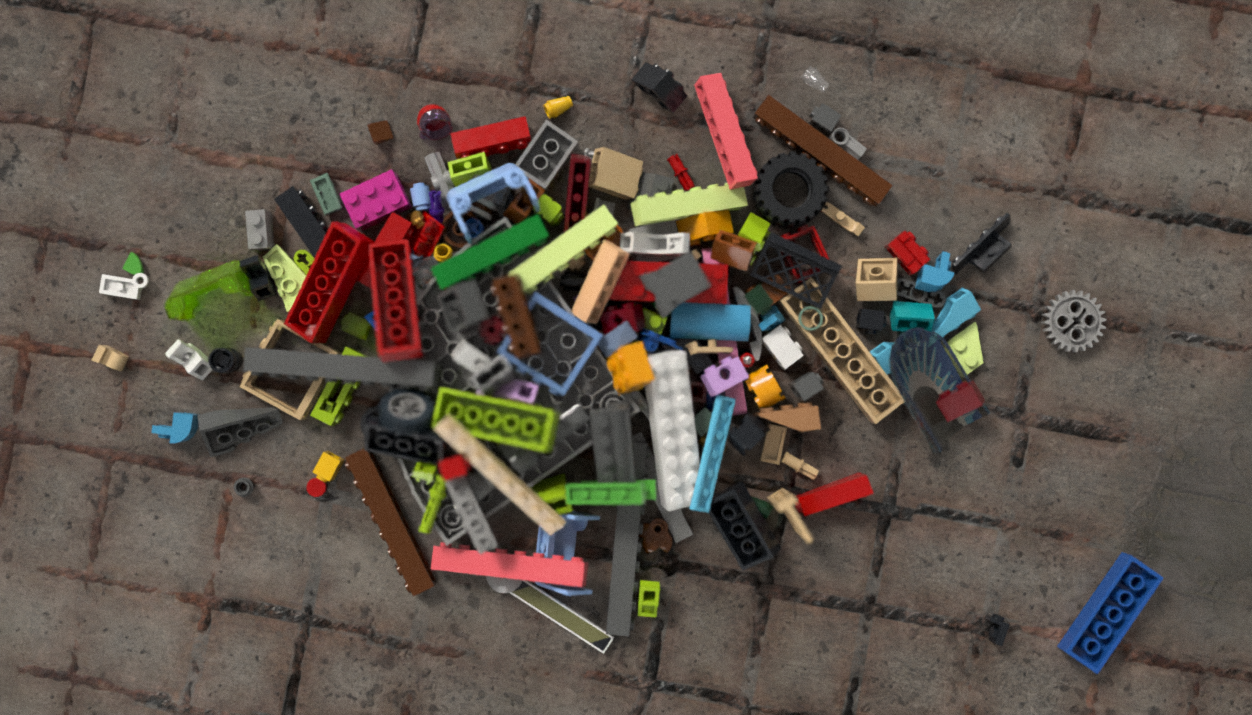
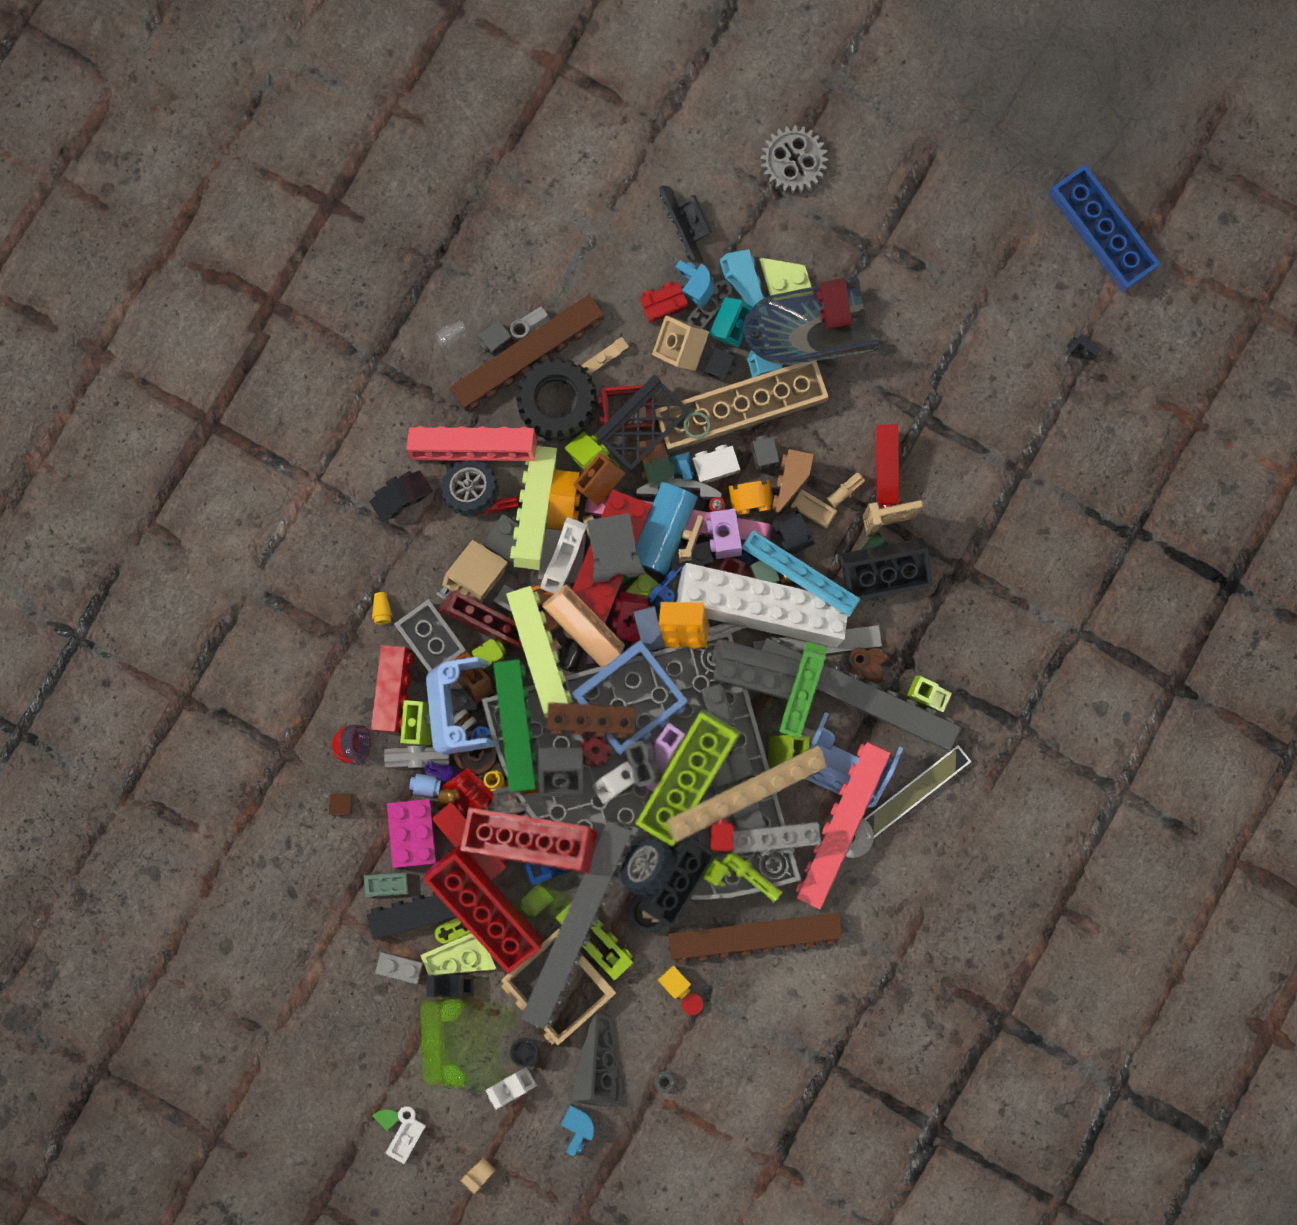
camera: 70 degrees left, 5 degrees down
(701, 134) = (479, 503): none -> black wheel

